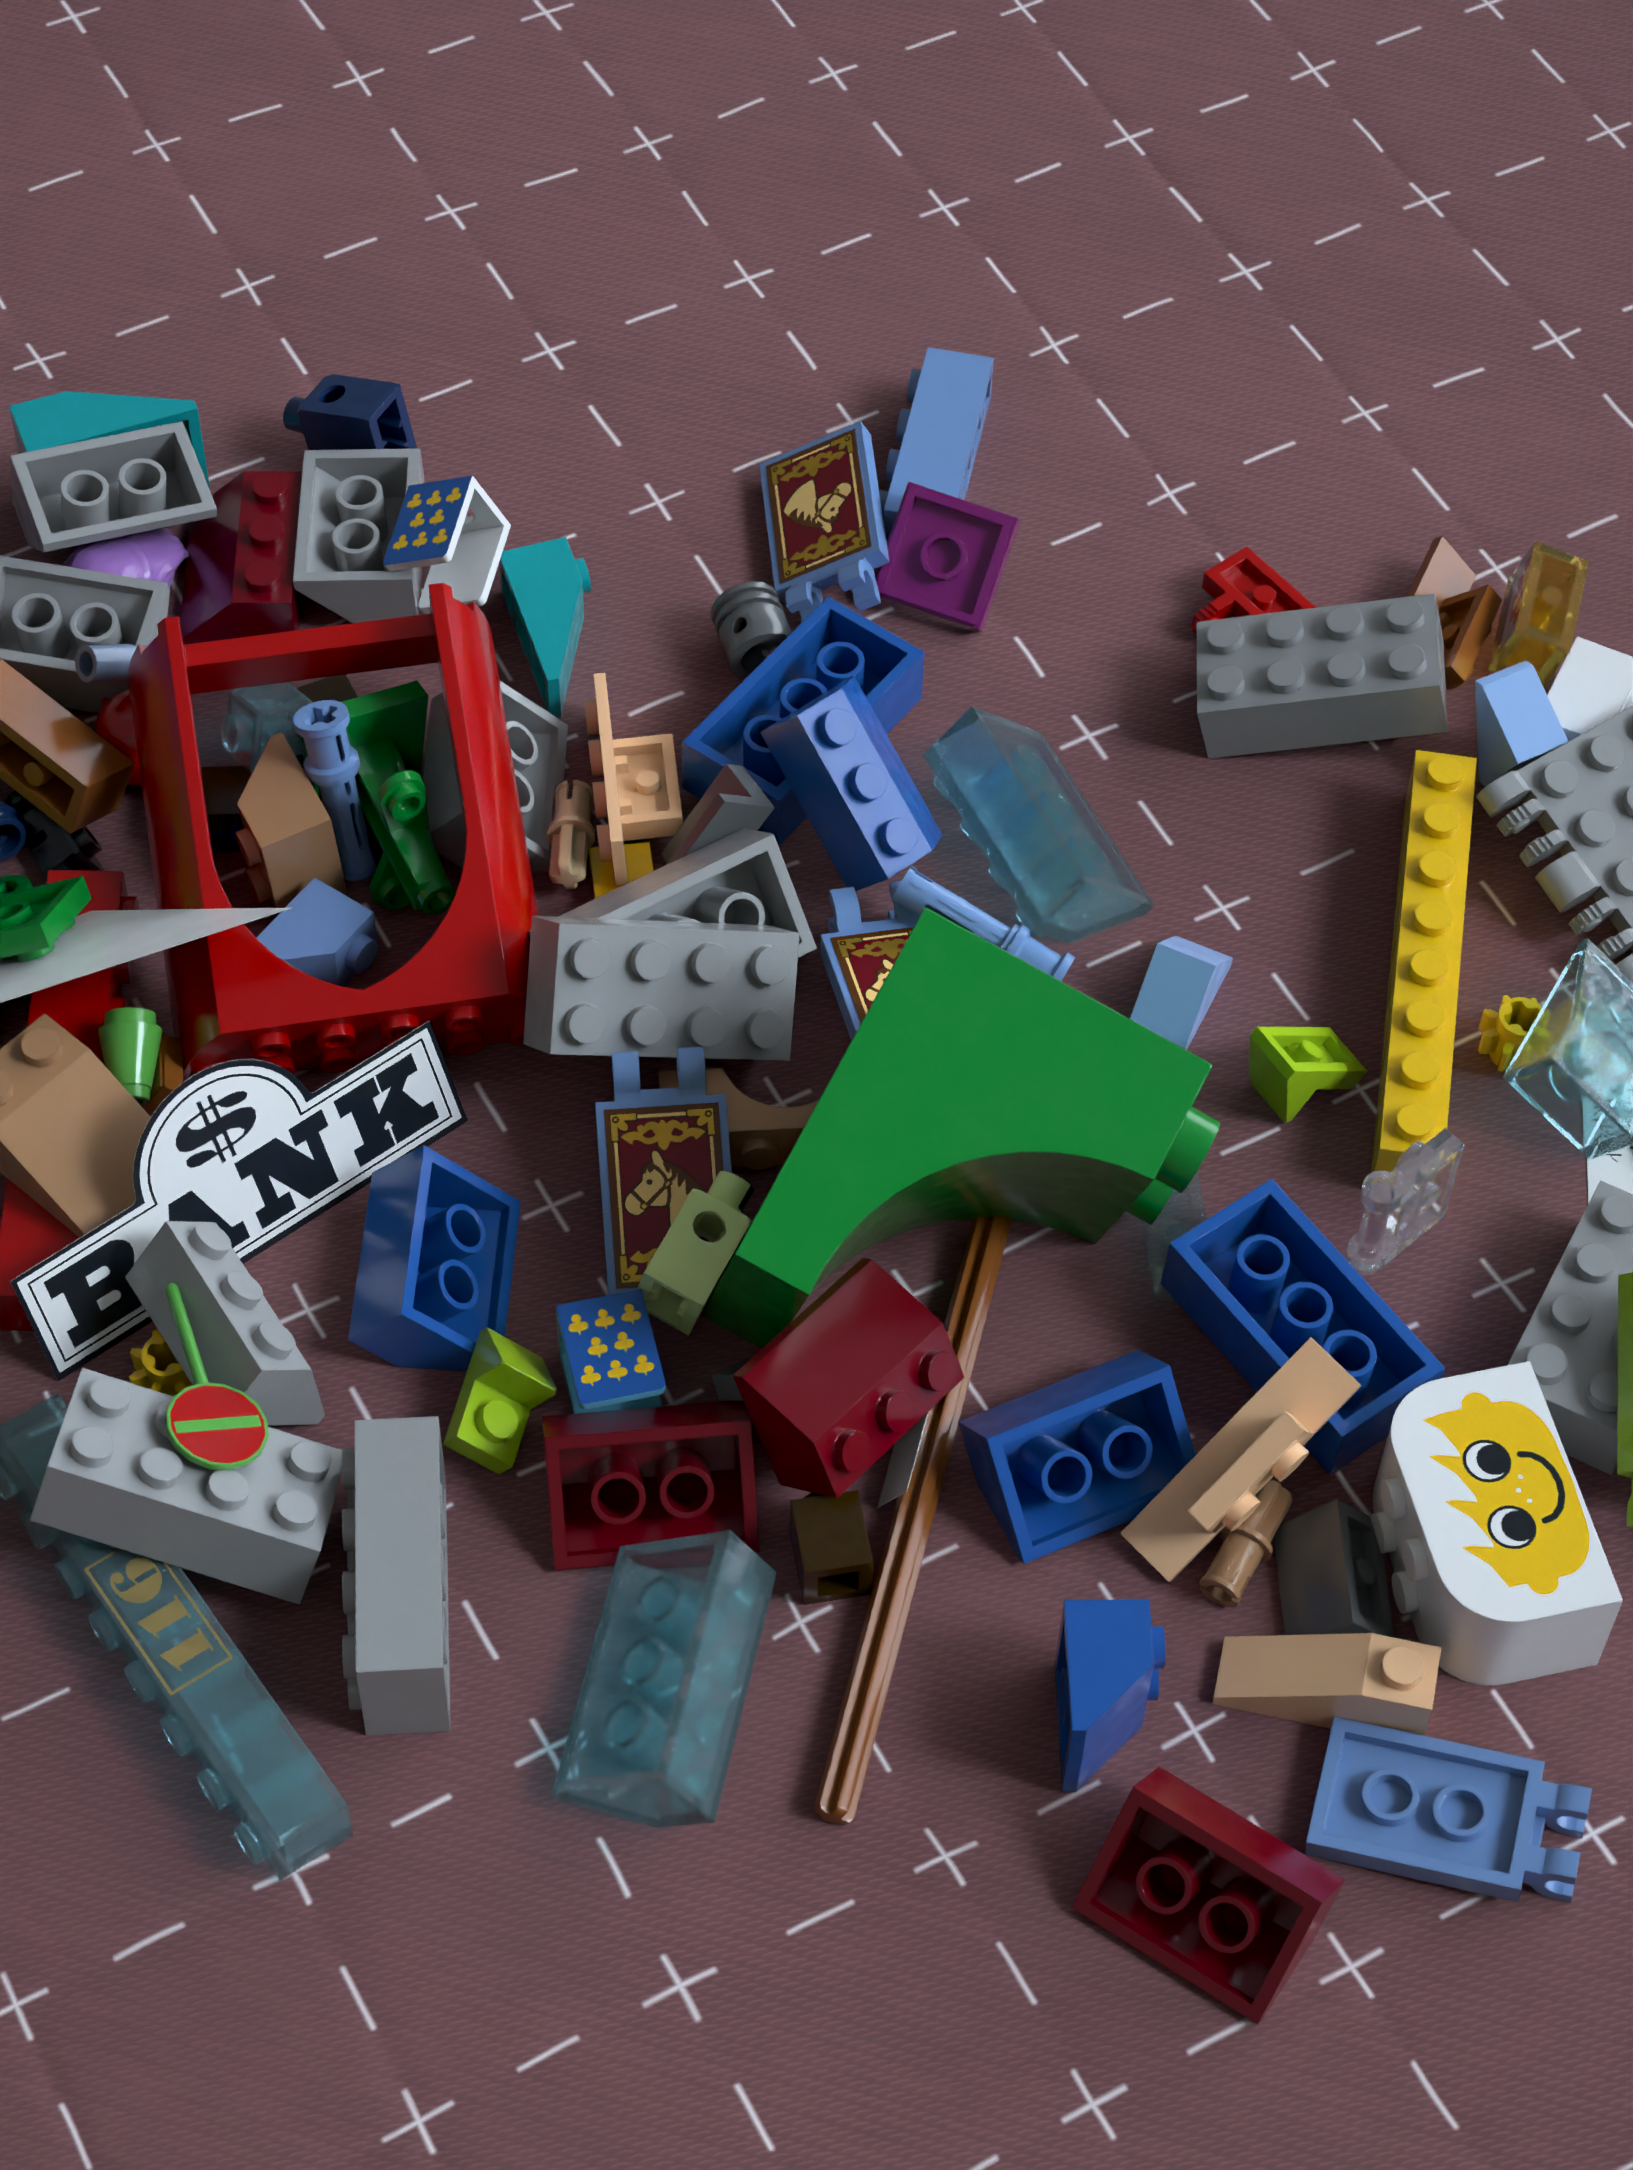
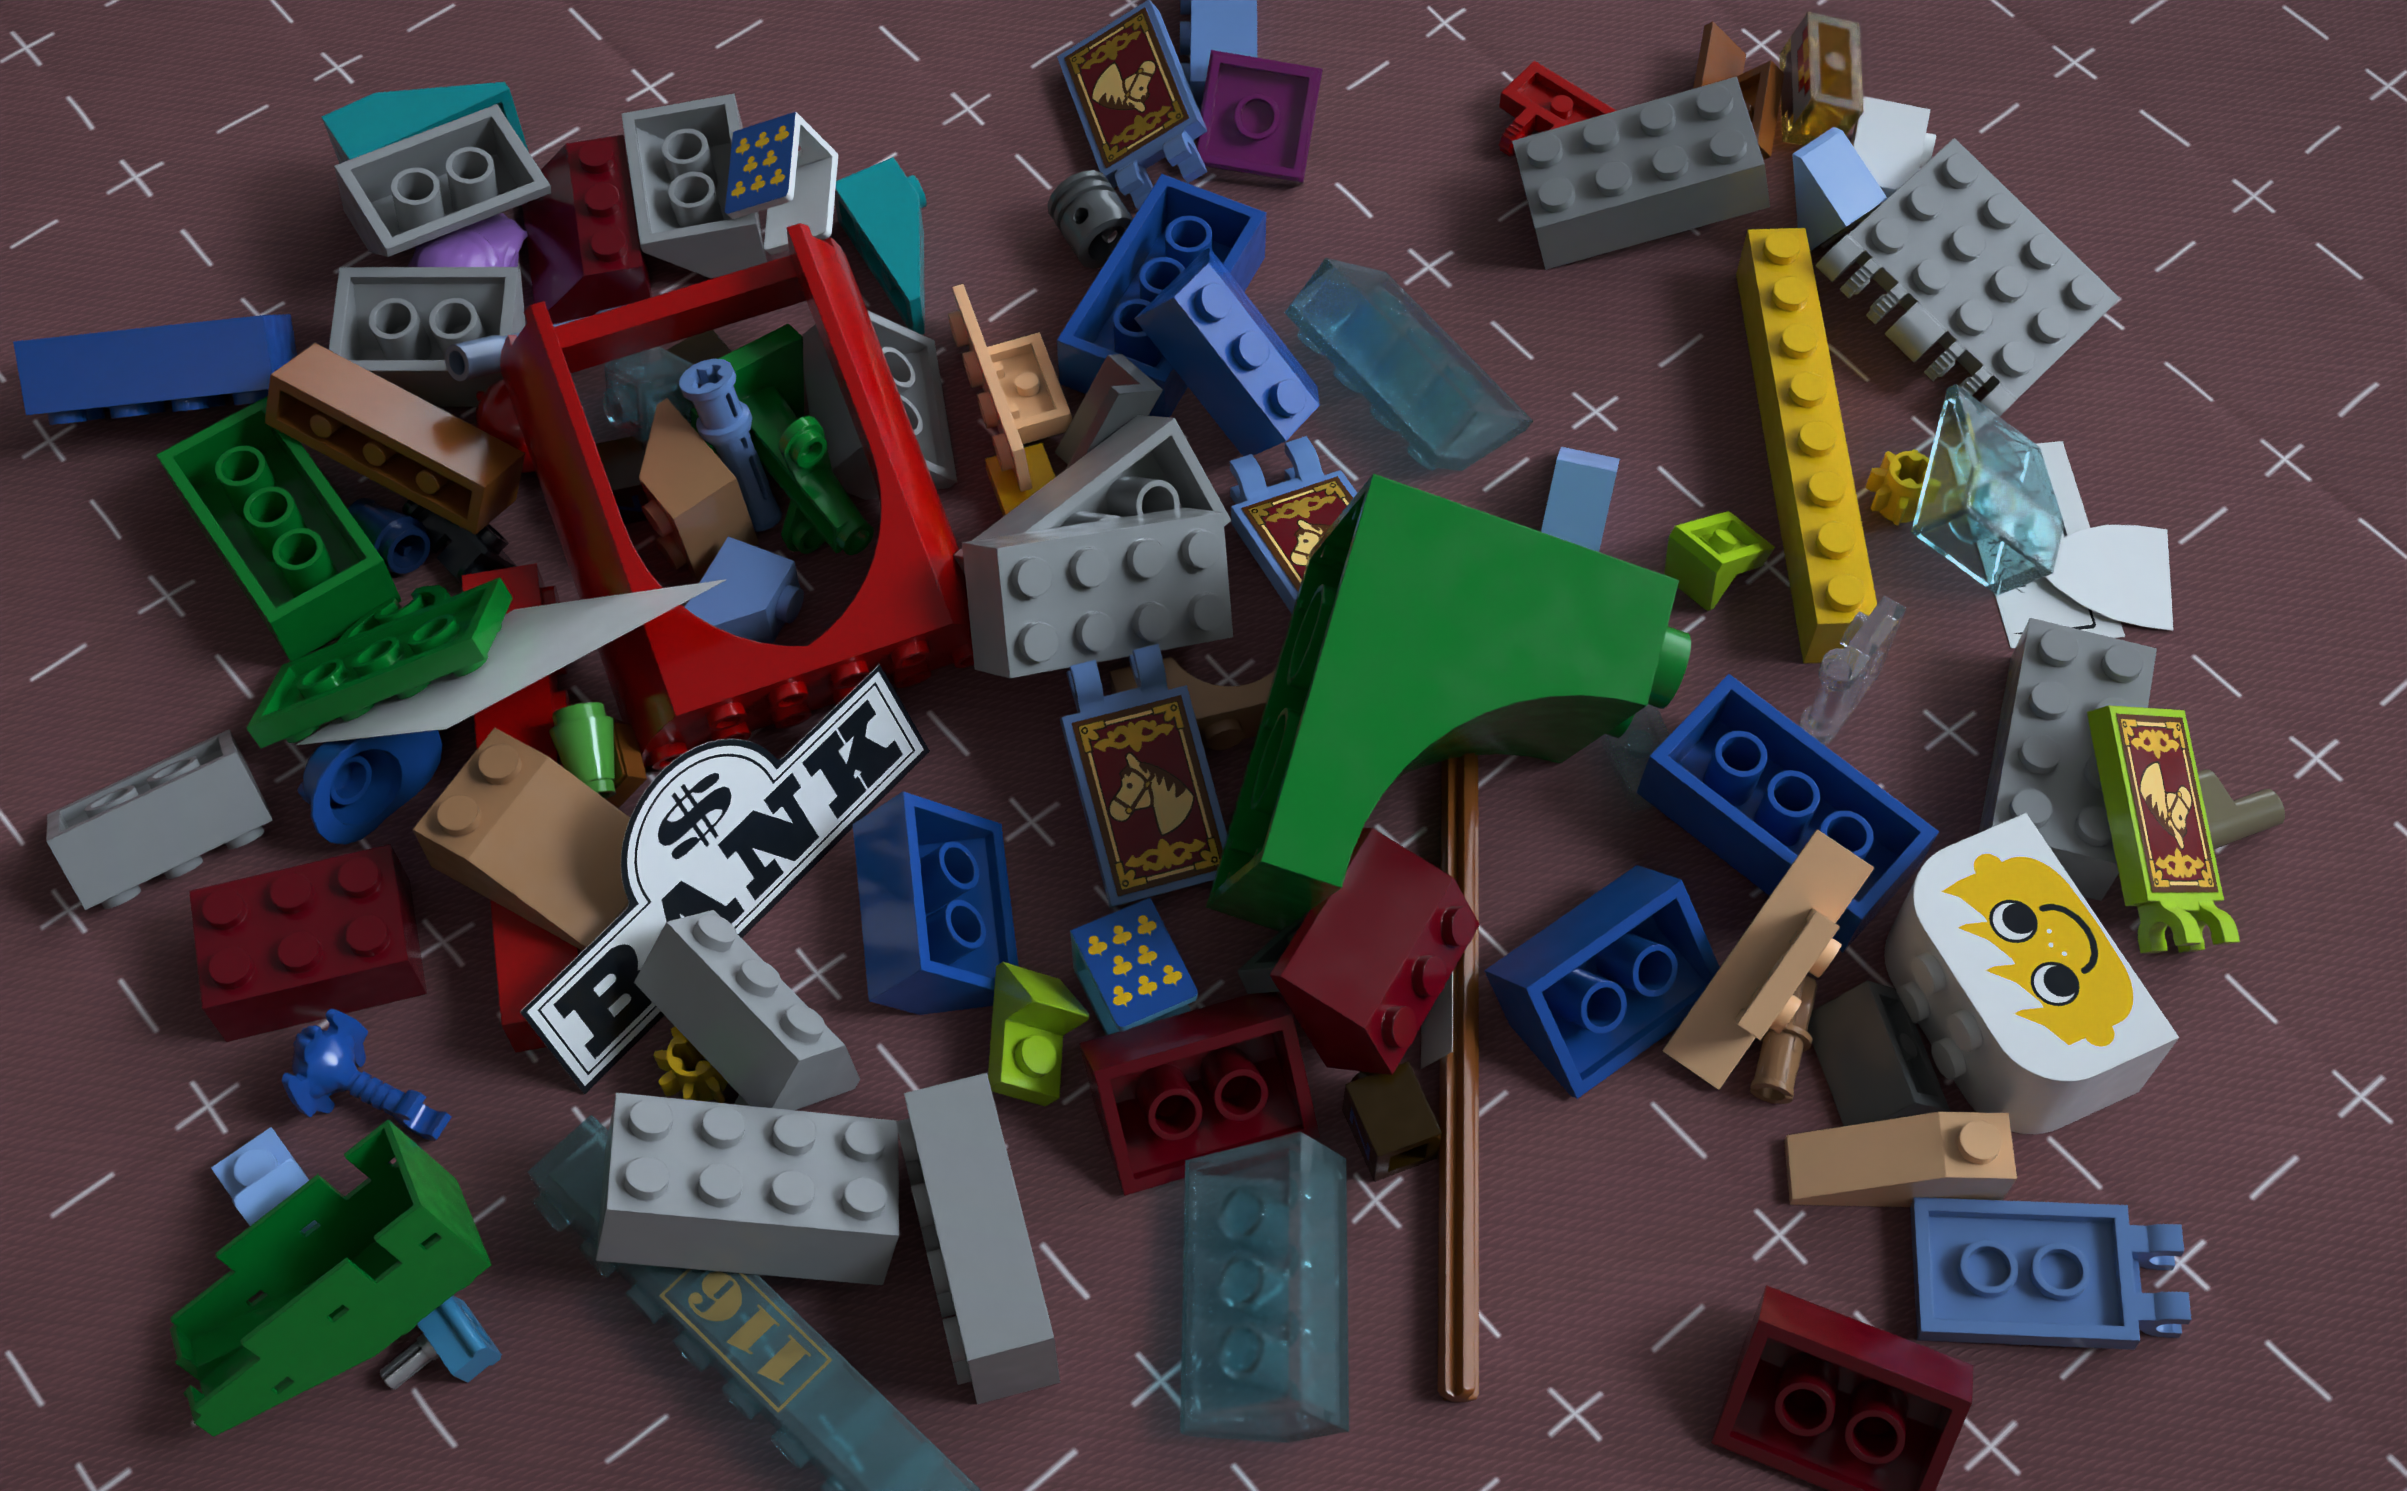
camera: 10 degrees left, 5 degrees up
(211, 1420) = (757, 1122): piece -> none
(351, 415) = (658, 72): dark blue torso -> none
(570, 834) = (965, 448): tan axle -> none
(689, 1268) = (1191, 873): yellowish green torso -> none
(919, 891) = (1357, 465): medium blue pin -> none
(1103, 1680) = (1688, 1209): blue slope -> none

